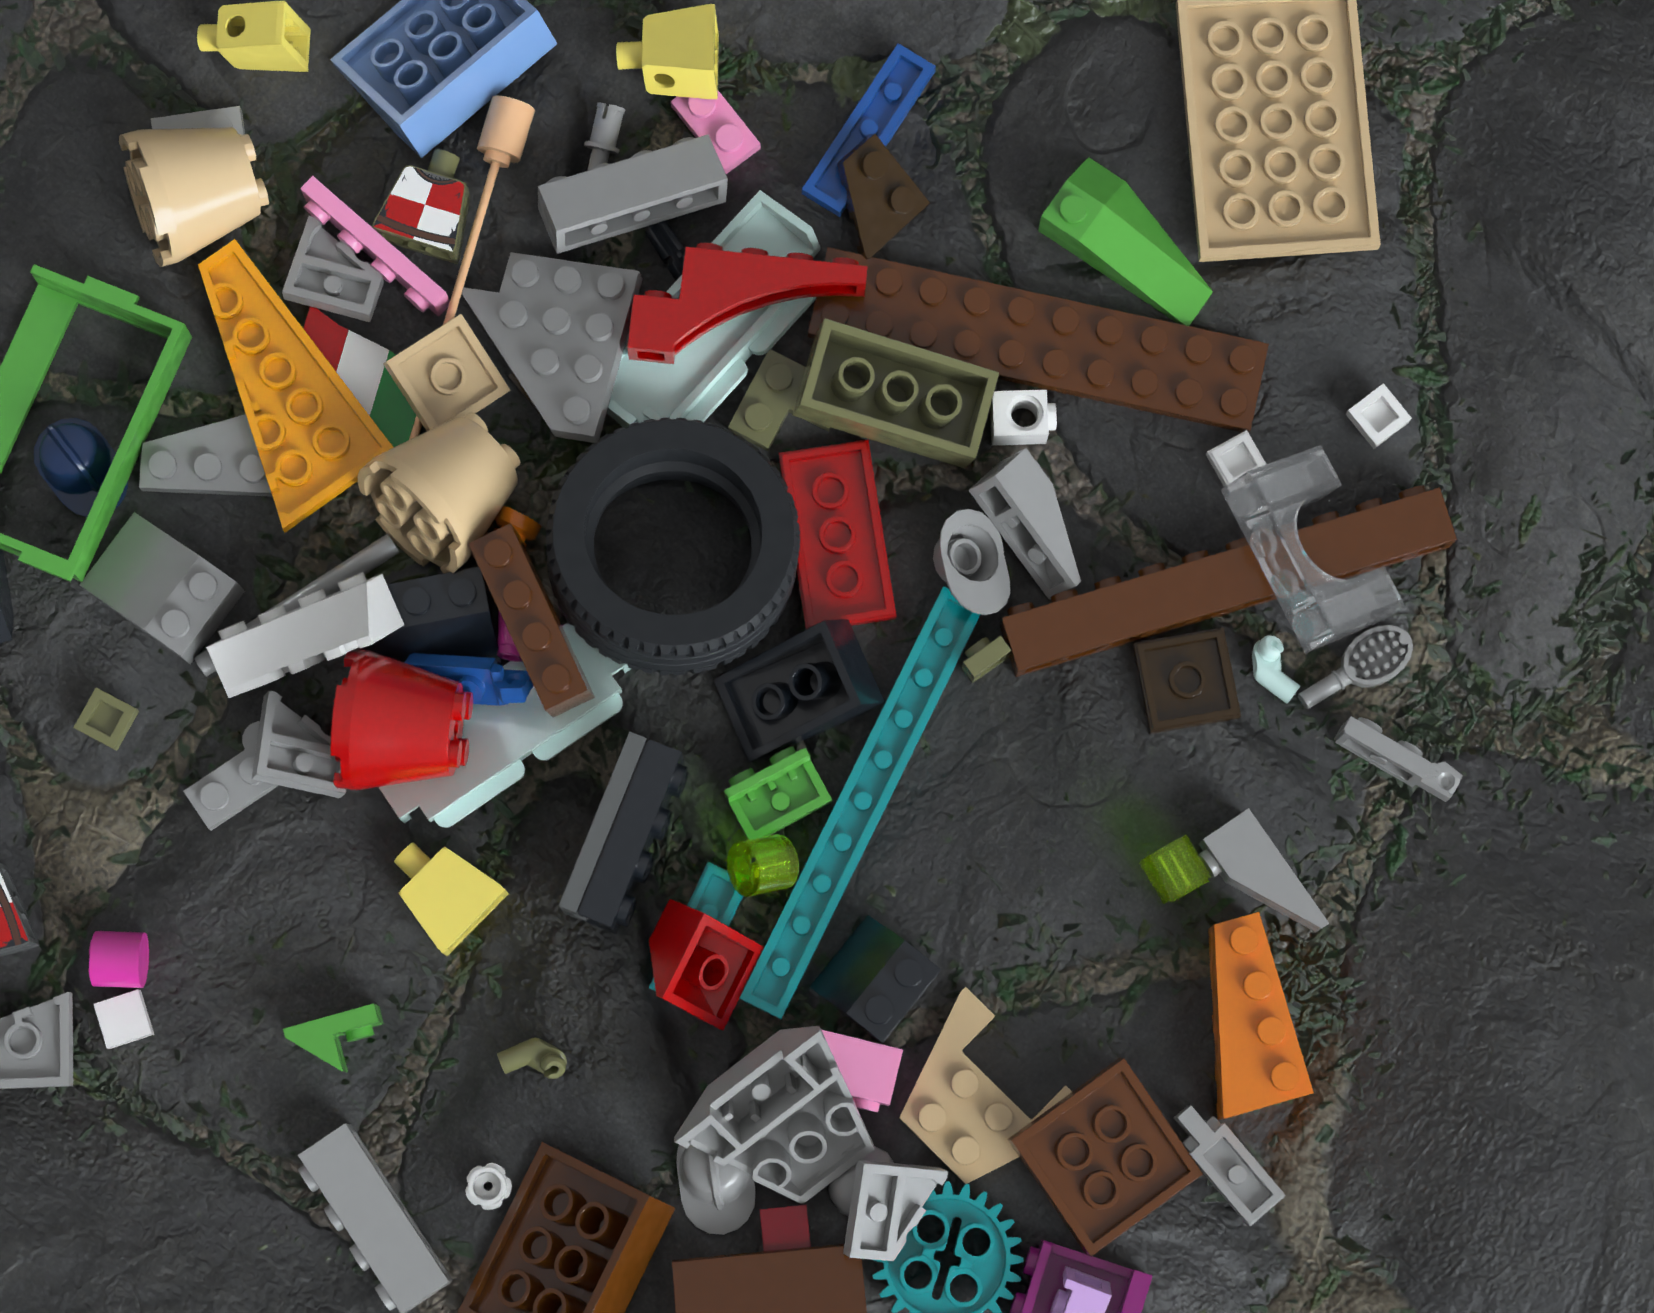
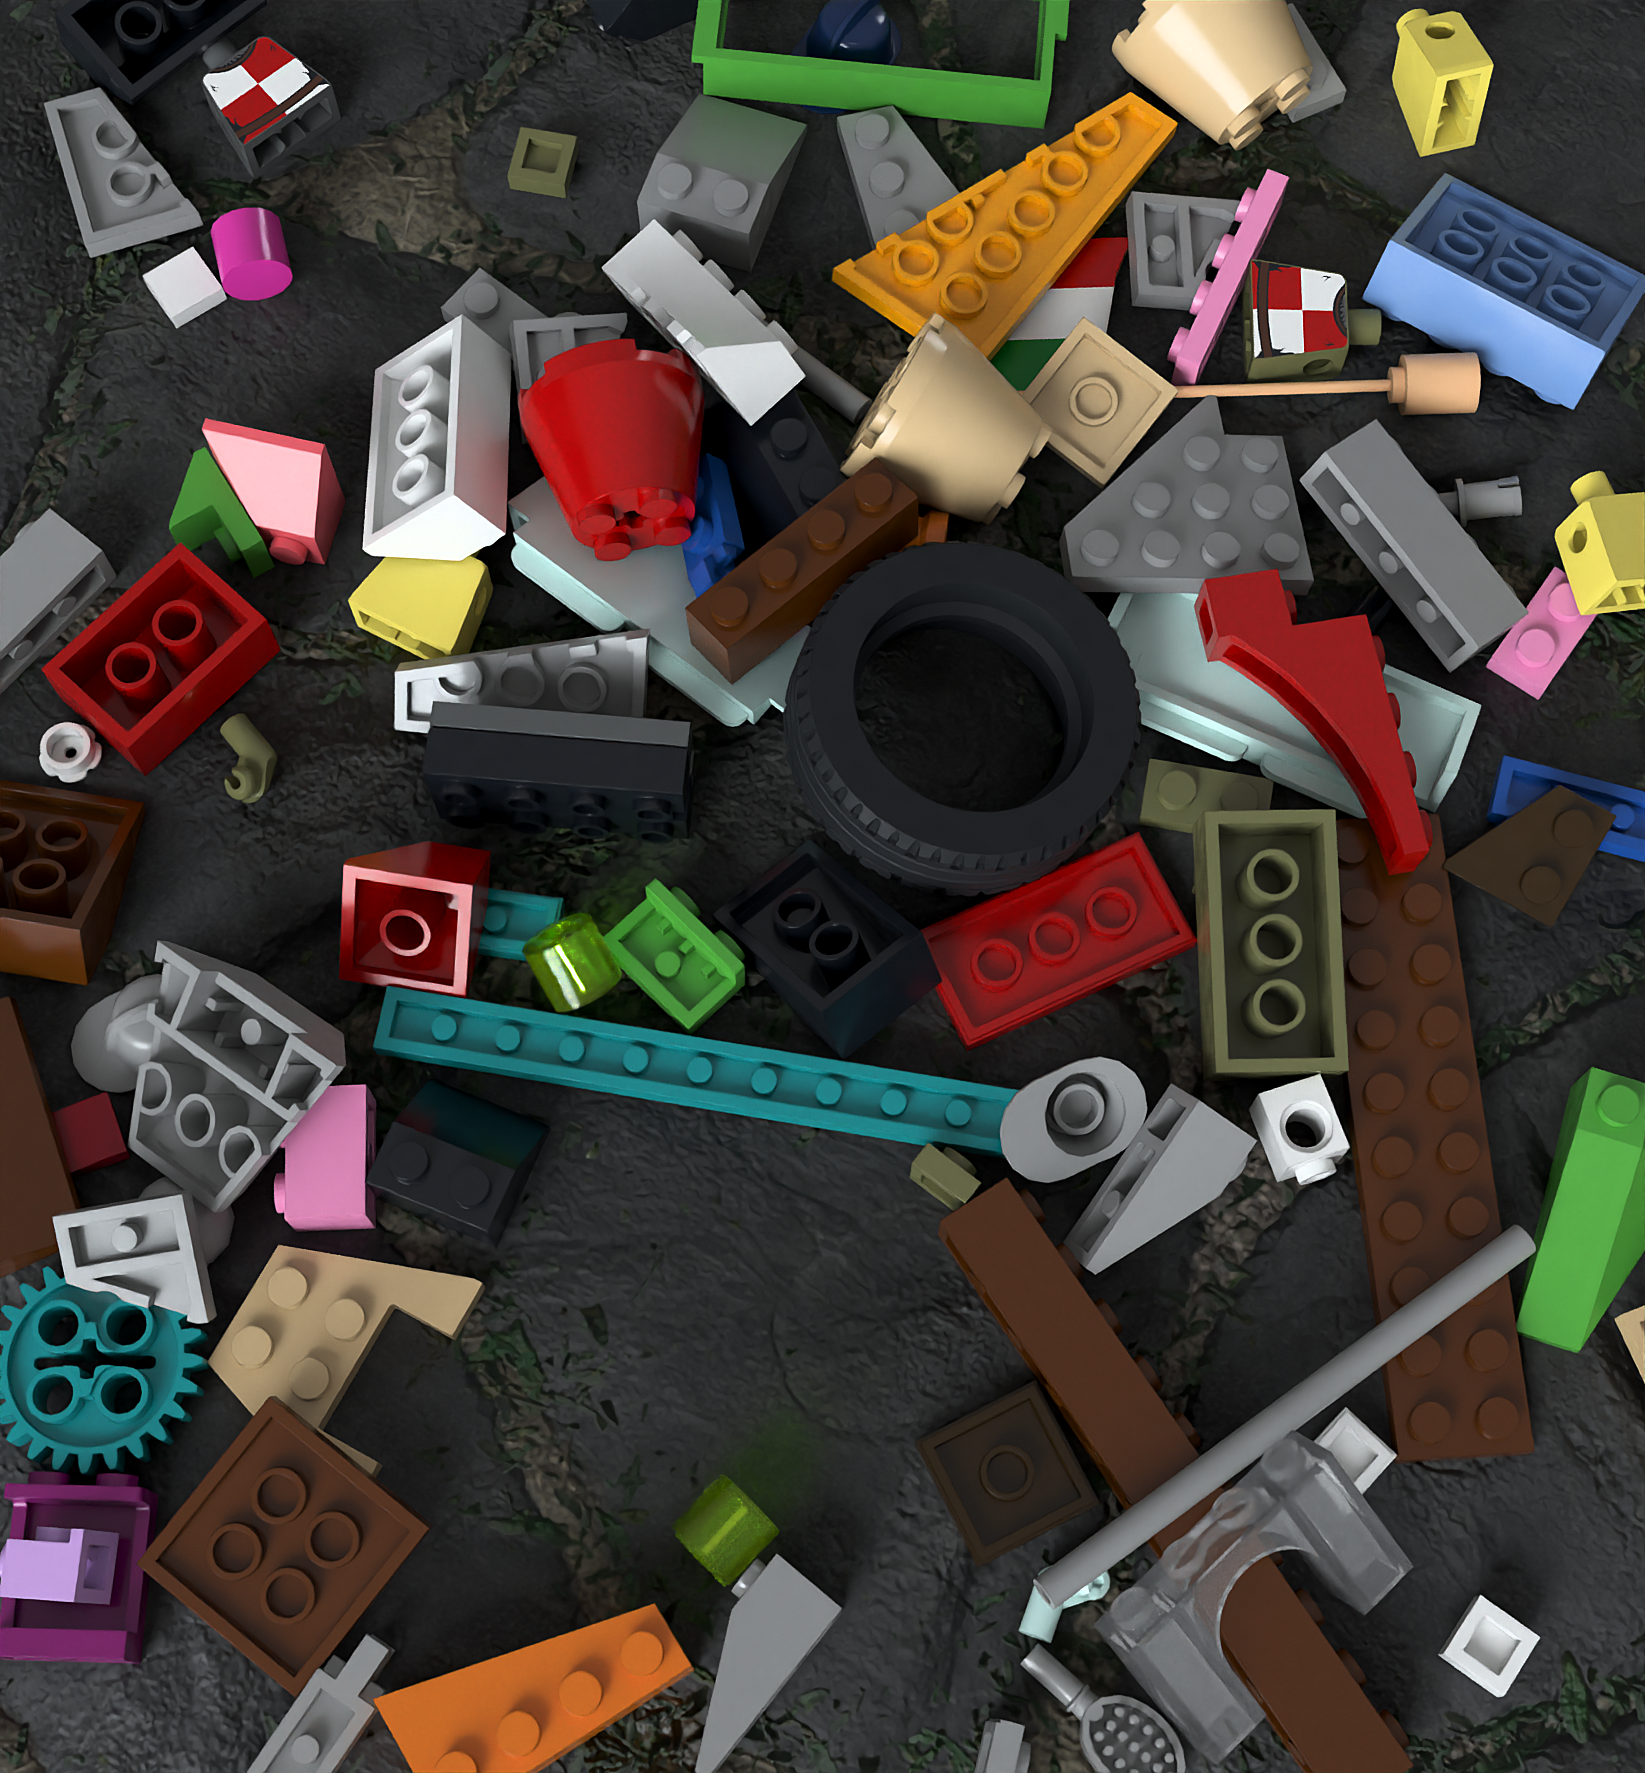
camera: 75 degrees right, 10 degrees down
(337, 983) = (282, 486): none -> slope
(338, 856) = (439, 447): none -> white slope
(443, 1099) = (162, 658): none -> red brick
(552, 832) = (571, 675): none -> light grey wing
(1208, 489) = (1282, 1416): none -> light grey piece

